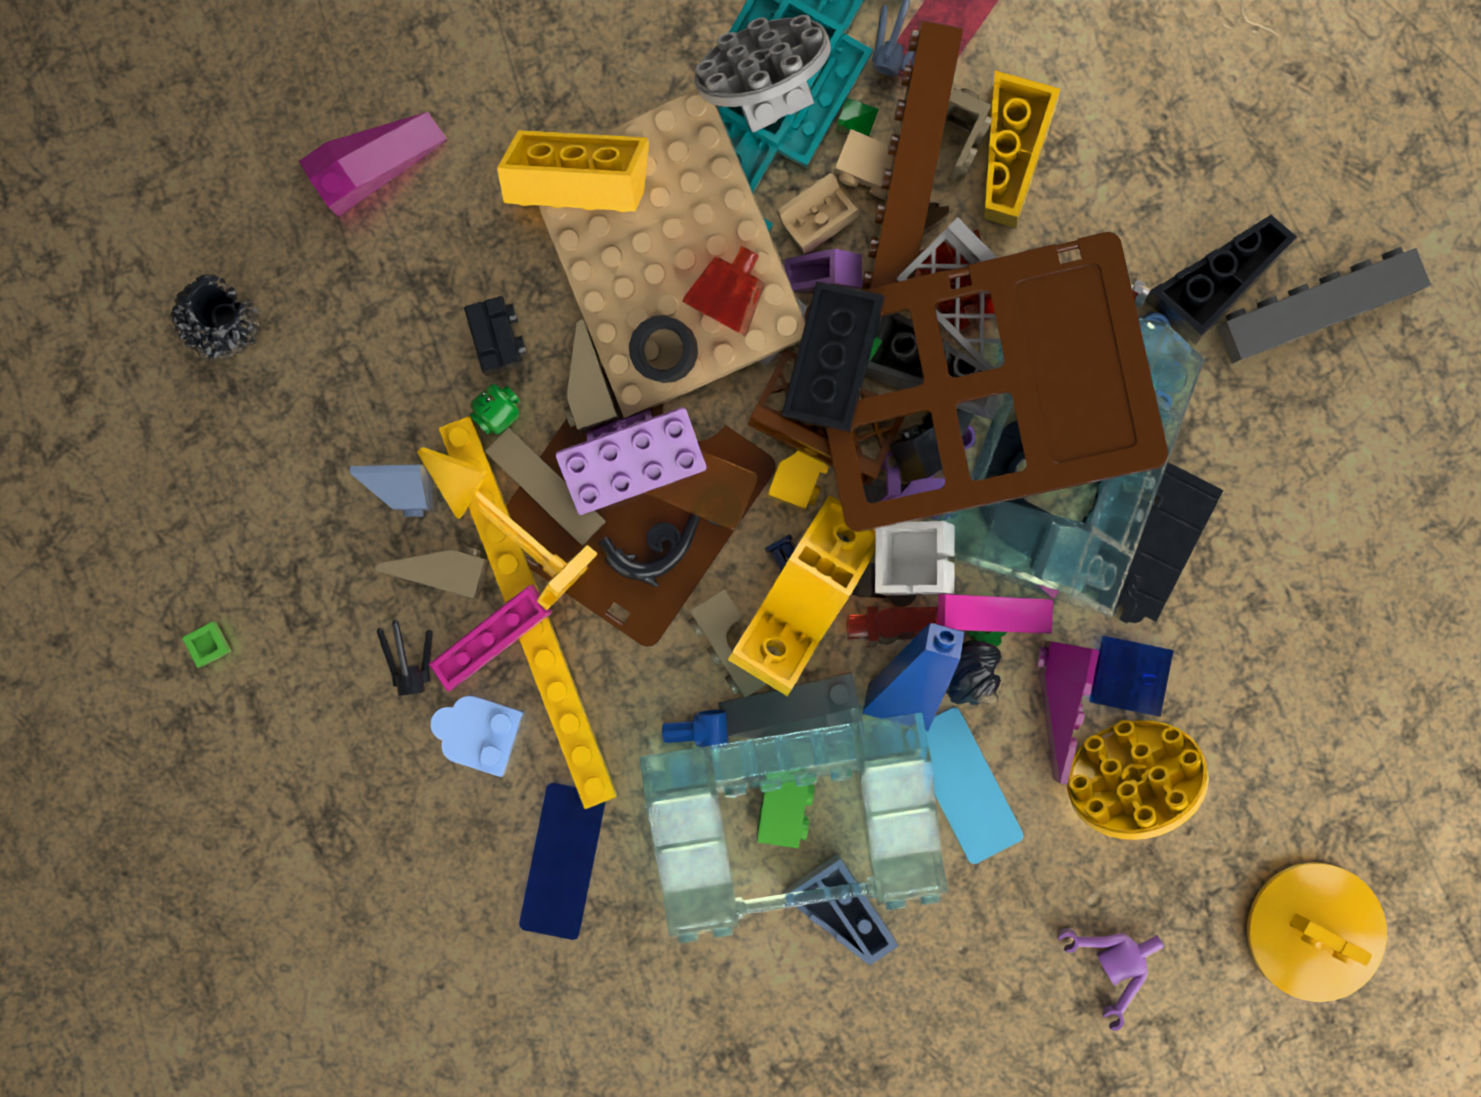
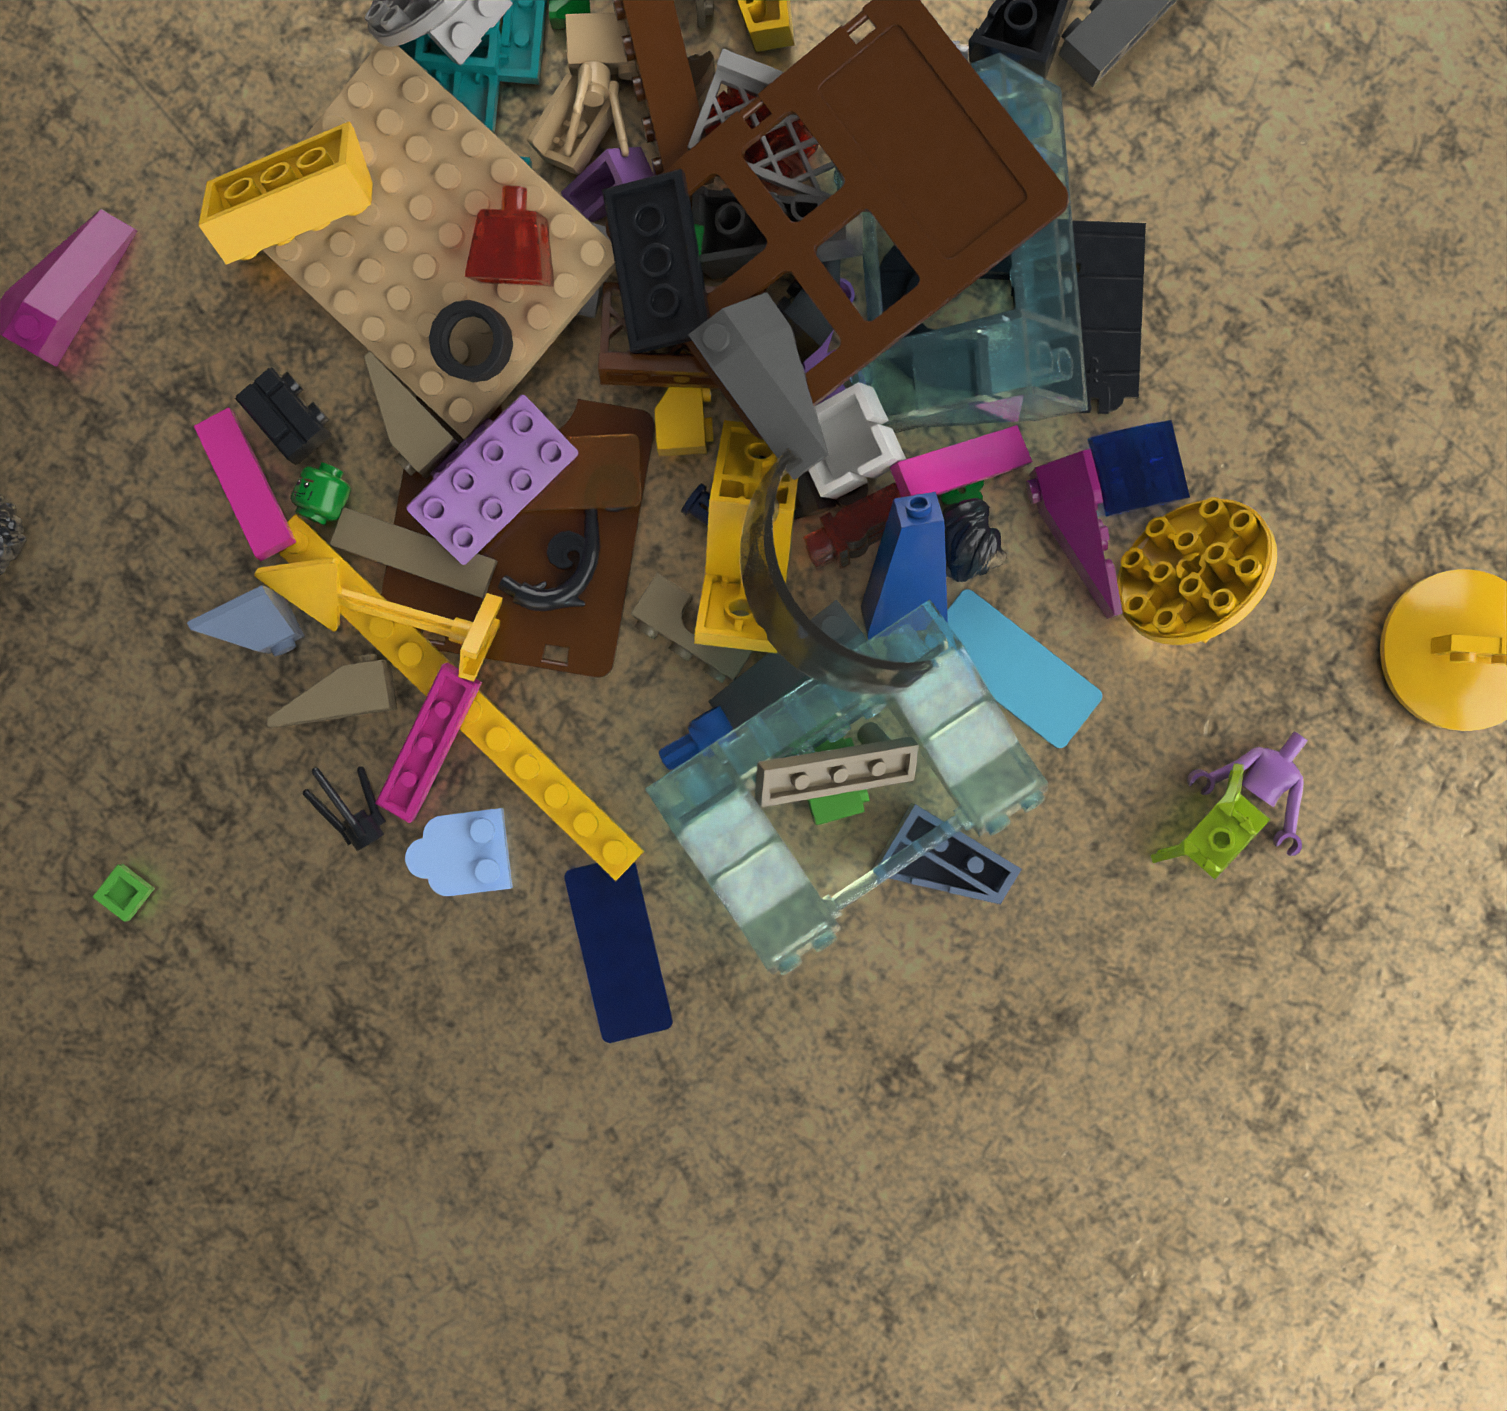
camera: 25 degrees left, 0 degrees up
(441, 375) = (245, 484): none -> dark pink tile
(793, 810) = (839, 770): none -> dark tan piece
(803, 677) = (786, 623): none -> clear smoke windscreen
(844, 195) = (592, 90): none -> tan plant
(873, 476) = (760, 367): none -> dark grey wedge
(1065, 988) = (1222, 831): none -> lime piece

